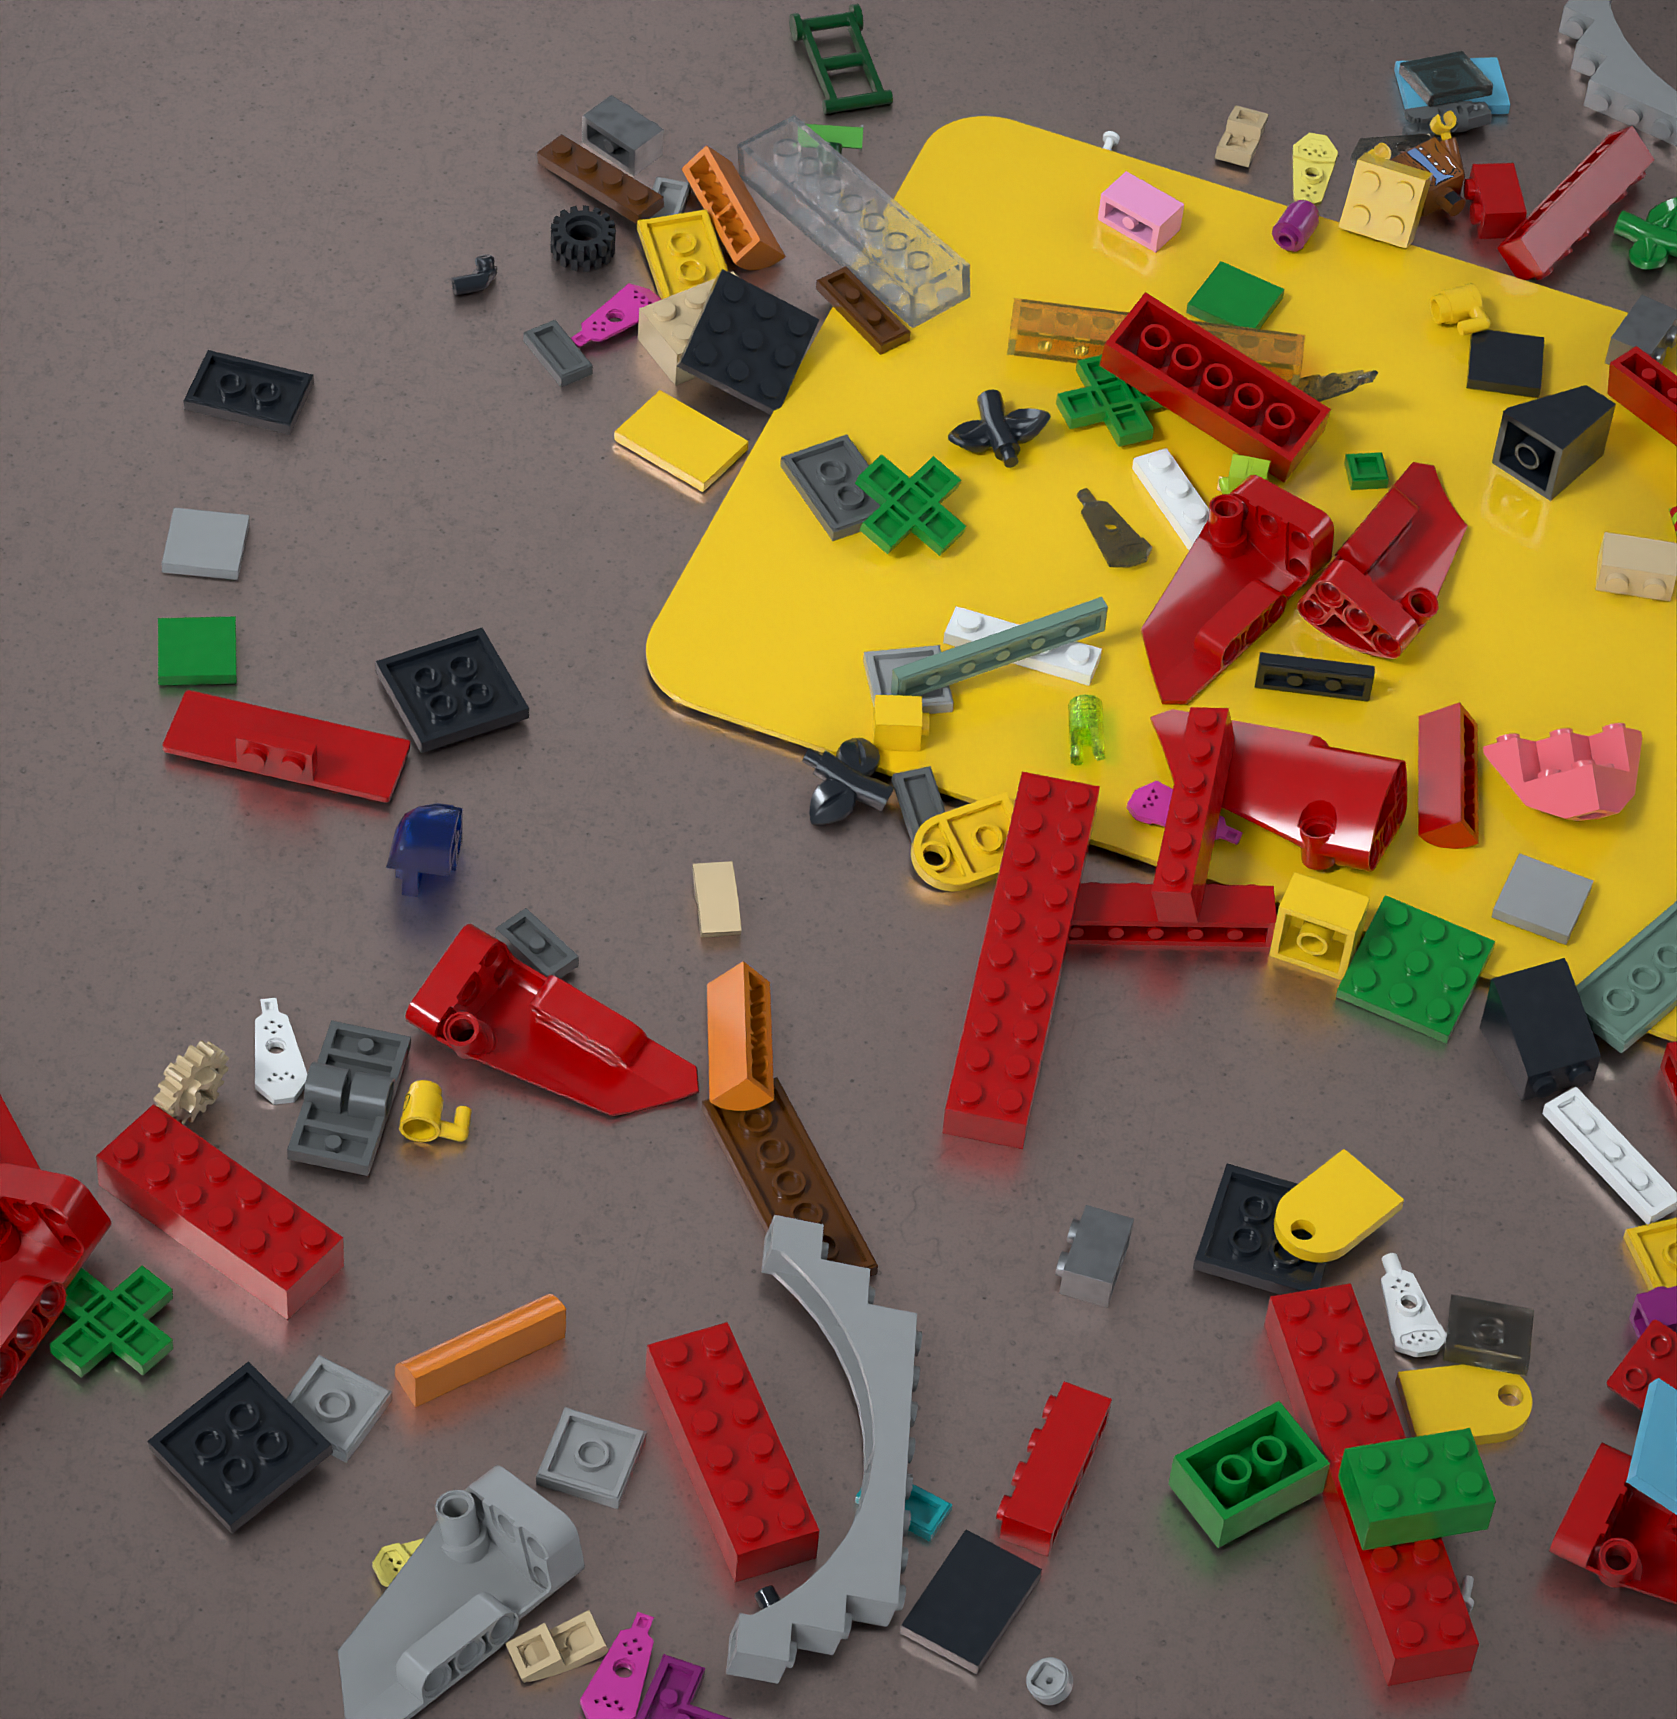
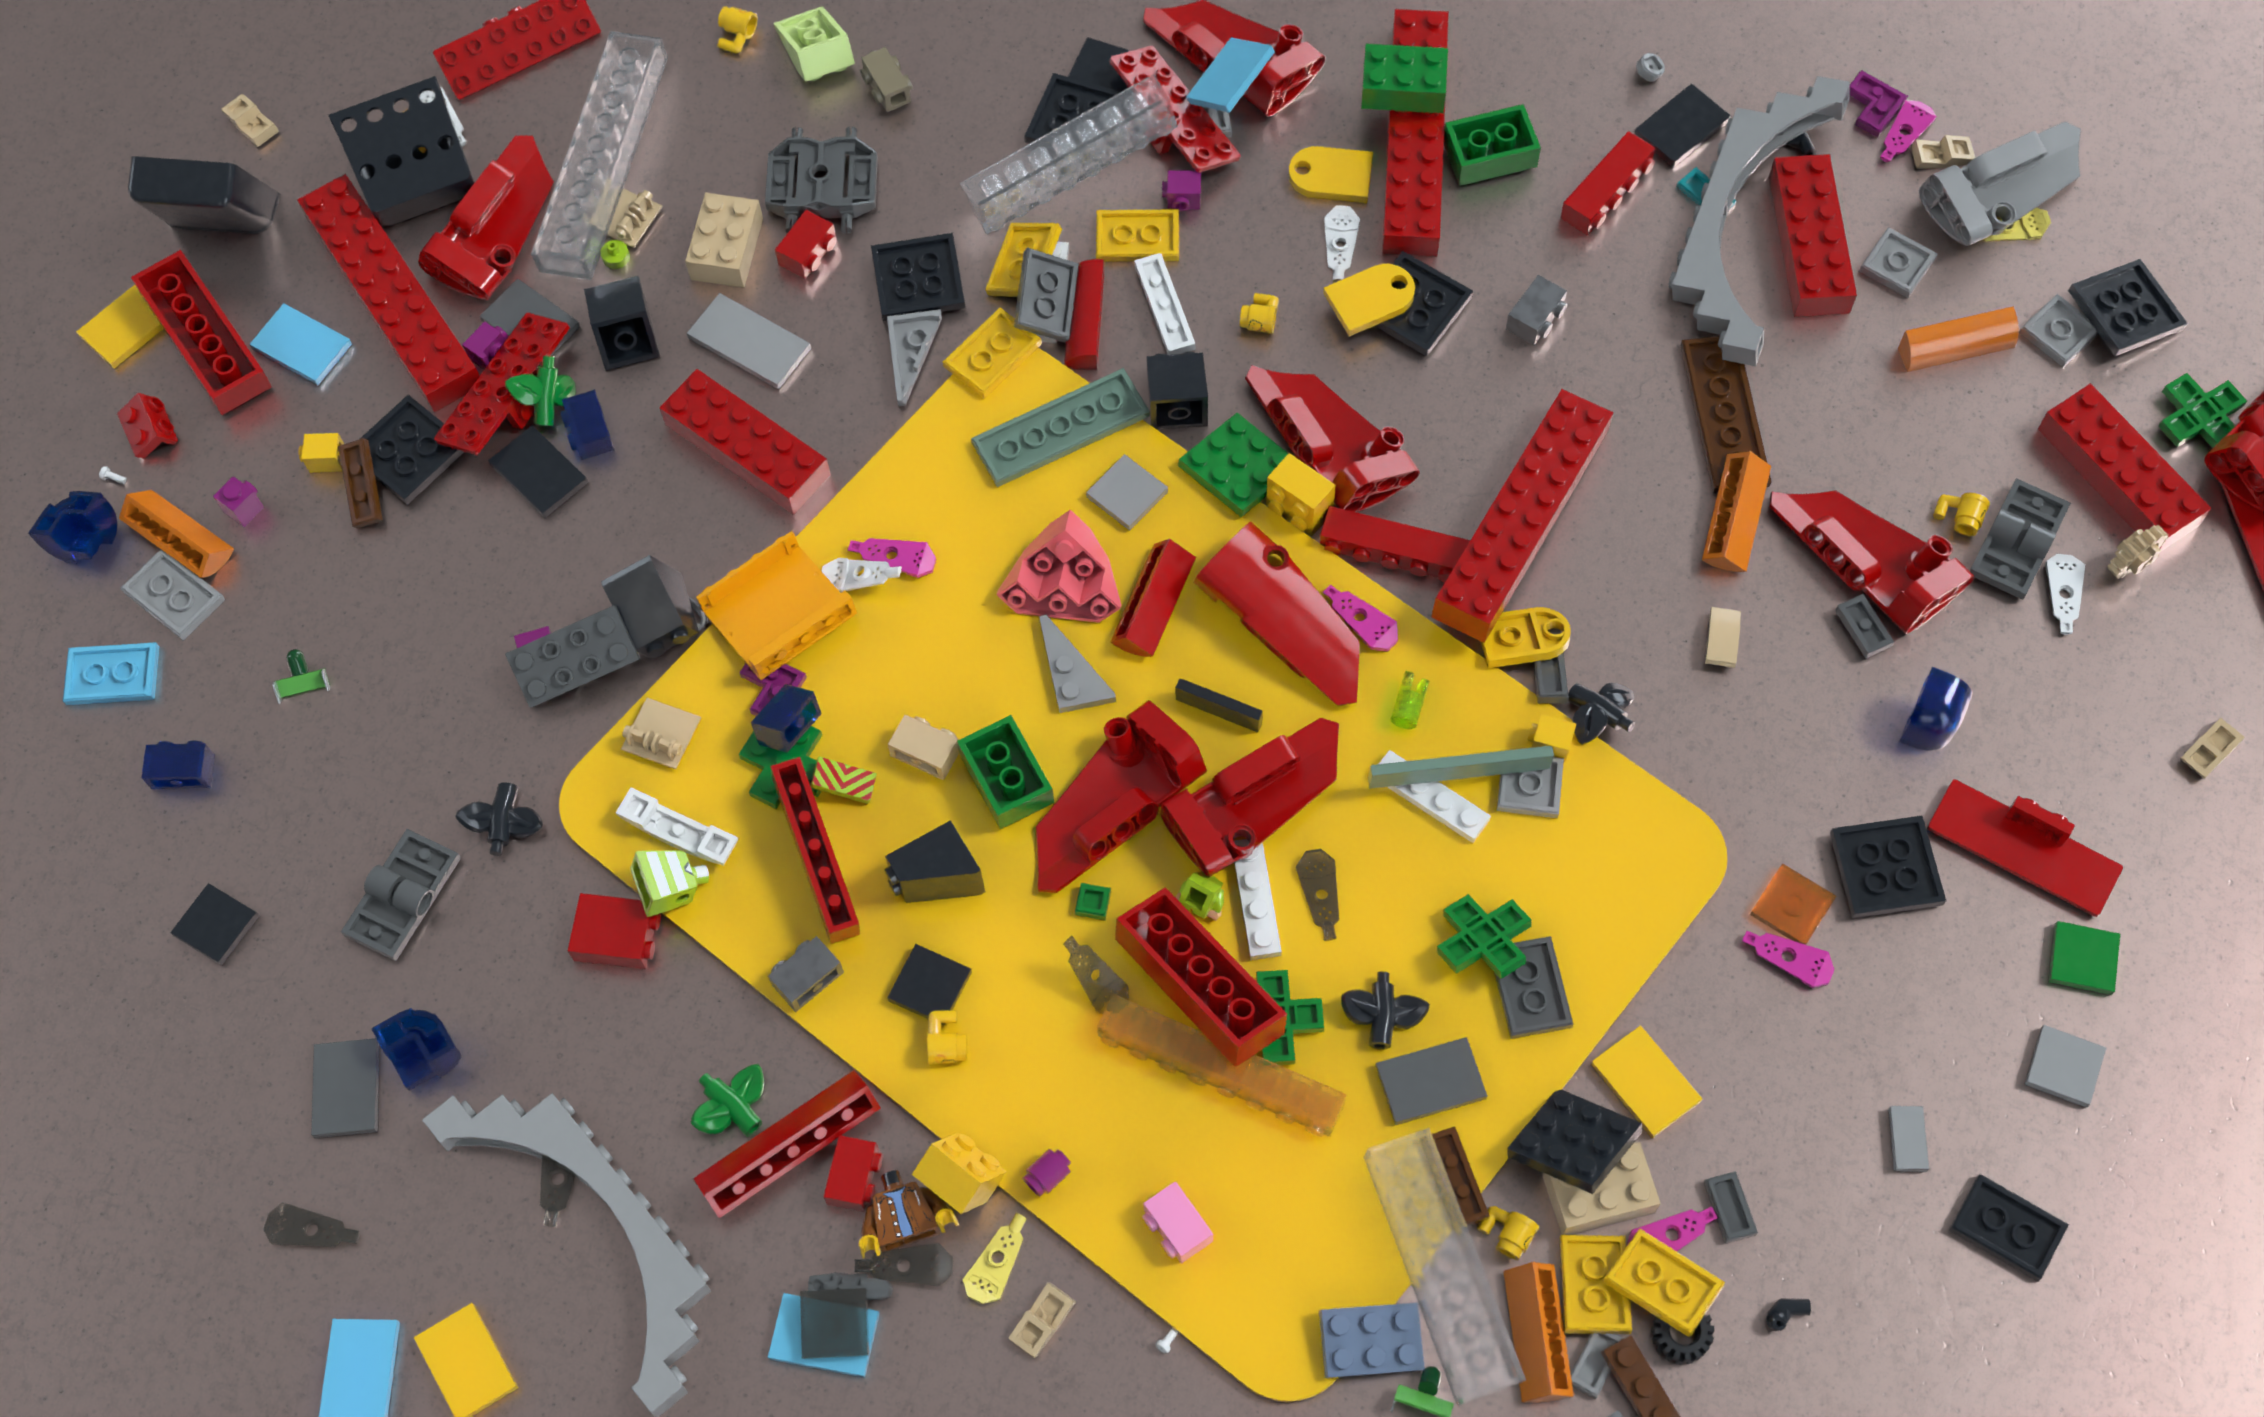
camera: 155 degrees left, 15 degrees up
(63, 902) = (2212, 748): none -> tan slope
(374, 445) = (1908, 1139): none -> light grey tile
(527, 579) = (1803, 958): none -> dark pink piece
(555, 637) = (1793, 905): none -> clear orange tile
(615, 257) = (1664, 1282): none -> yellow tile
(783, 279) = (1515, 1234): none -> yellow piece
(912, 165) = (1371, 1340): none -> sand blue plate
(920, 383) = (1431, 1081): none -> dark grey tile
(1193, 815) = (1366, 580): red brick -> none
(1235, 298) = (1130, 1108): green tile -> none
(1311, 1025) = (1334, 438): none -> red panel
(1471, 1164) = (1261, 314): none -> yellow piece
(1488, 1335) = (1299, 207): clear smoke tile -> none
(1506, 682) = (1073, 678): none -> light grey wing
(1529, 550) = (1005, 771): none -> green brick

